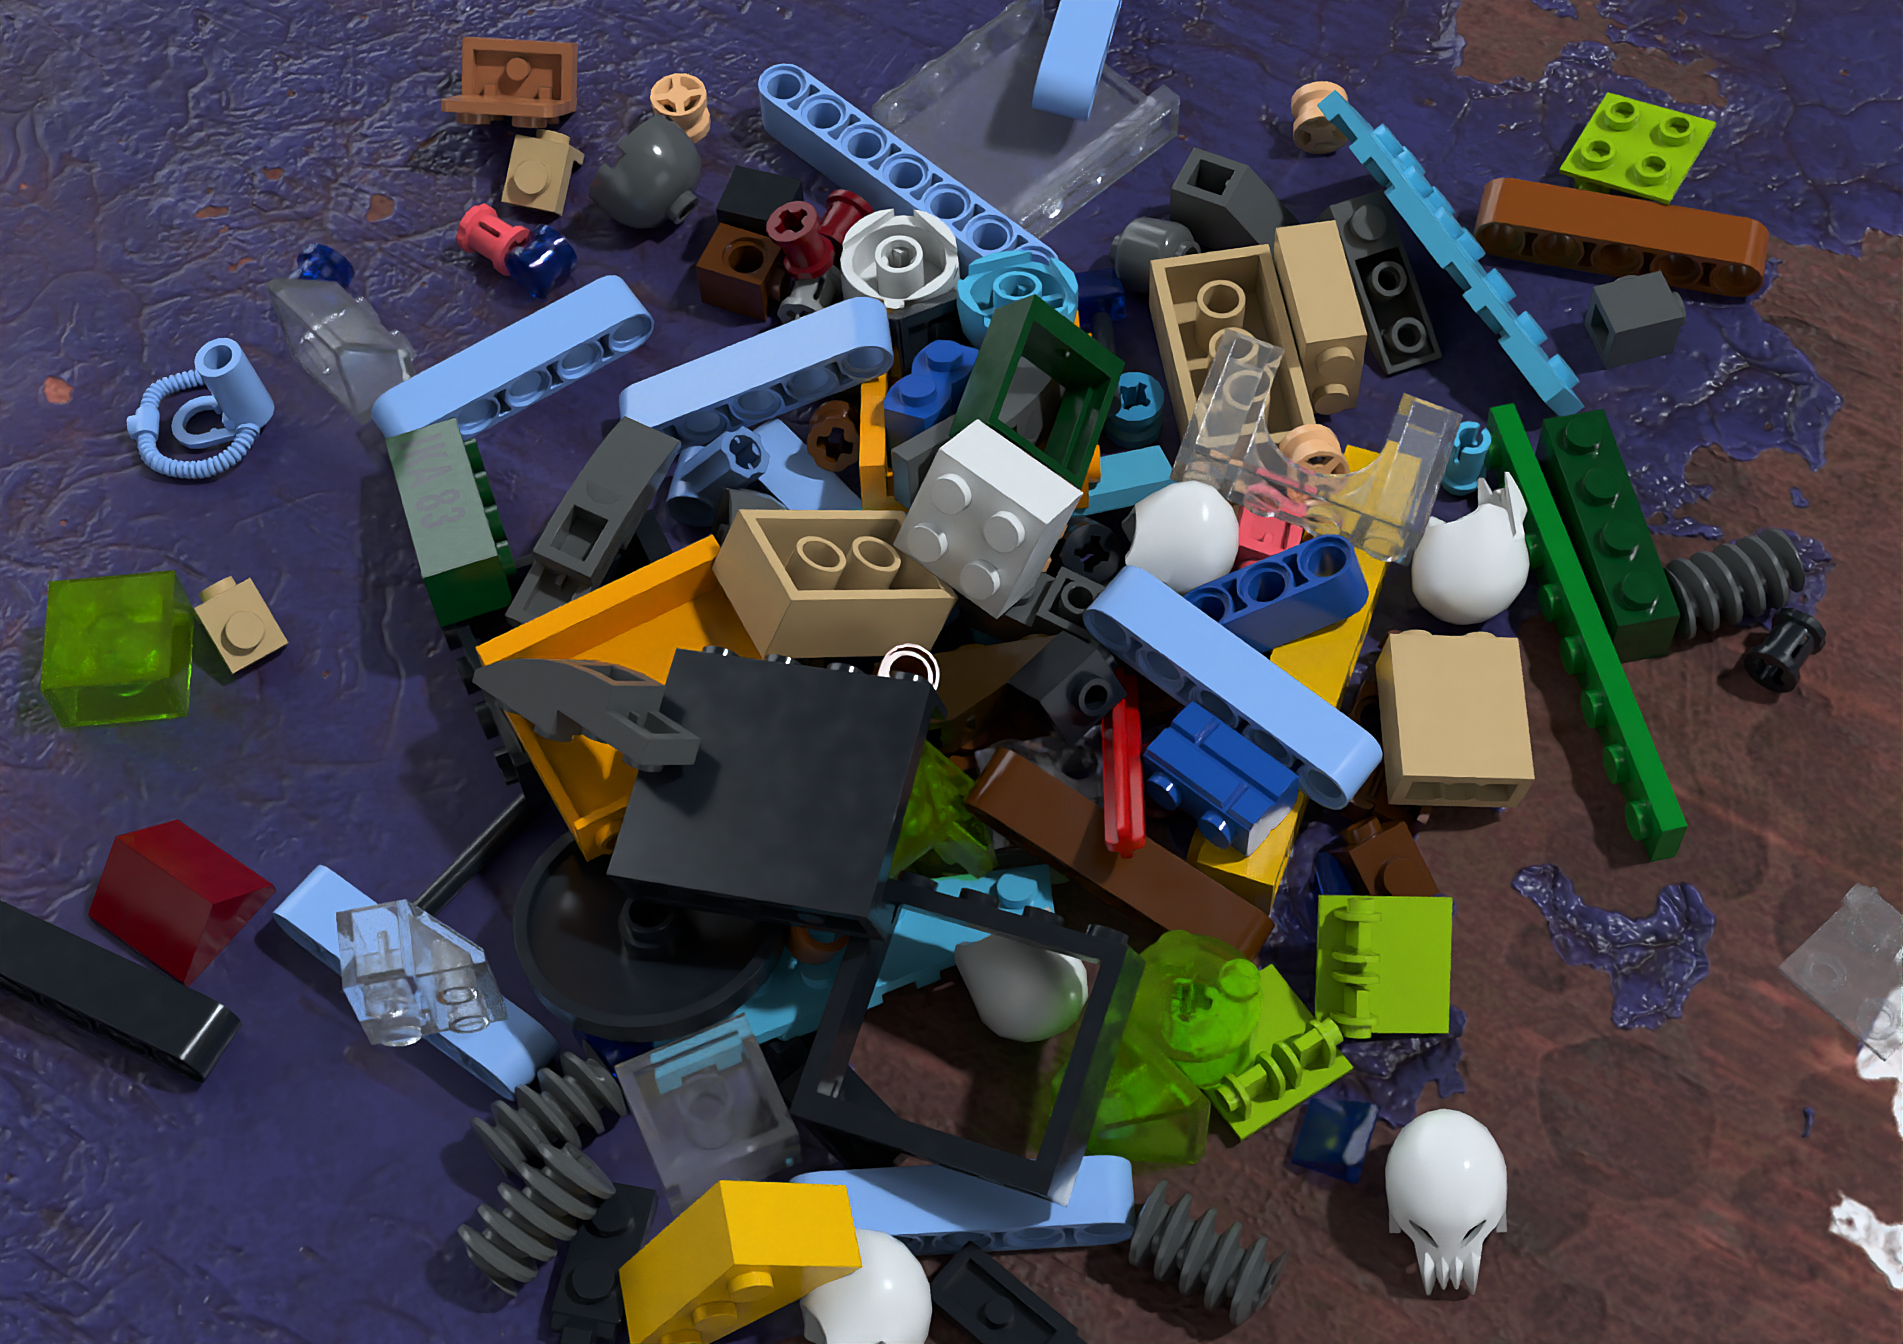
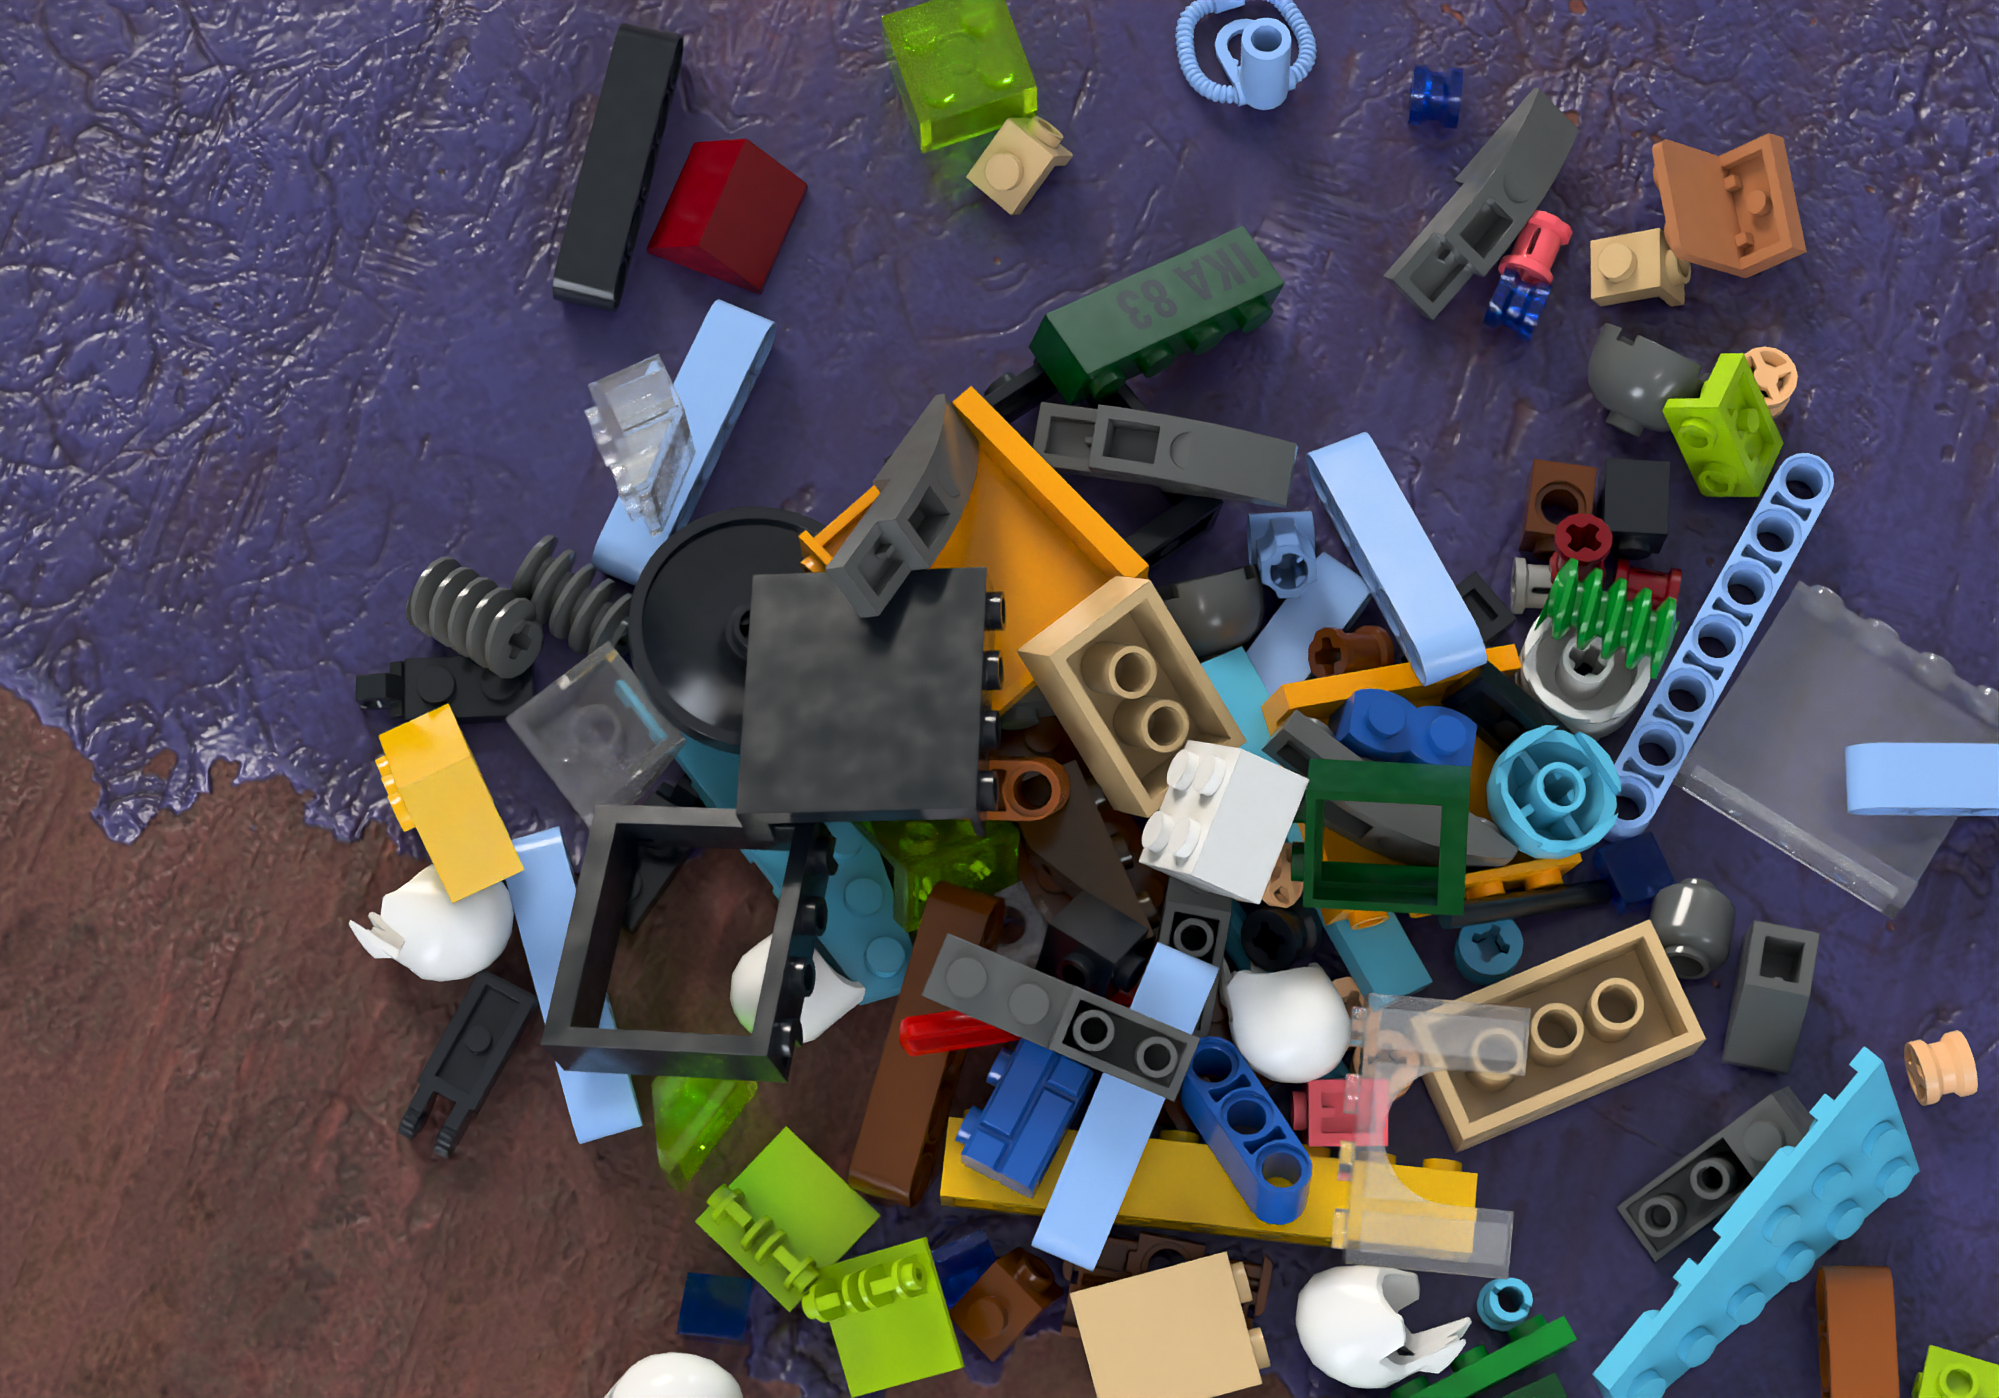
camera: 75 degrees right, 15 degrees up
(341, 342) = (1354, 148): clear slope -> none
(443, 250) = (1489, 208): none -> dark grey slope
(477, 855) = (807, 448): black bar -> none
(520, 362) = (1382, 323): light blue beam -> none
(719, 129) = (1726, 431): none -> lime bracket
(873, 213) = (1610, 617): none -> green piece
(1145, 691) = (1060, 1017): none -> dark grey slope
(1204, 1255) = (564, 1207): dark grey piece -> none
(1220, 990) = (772, 1113): clear neon green brick -> none
(1311, 442) = (1430, 1140): light nougat wheel -> none
(1322, 313) = (1633, 1111): tan brick -> none

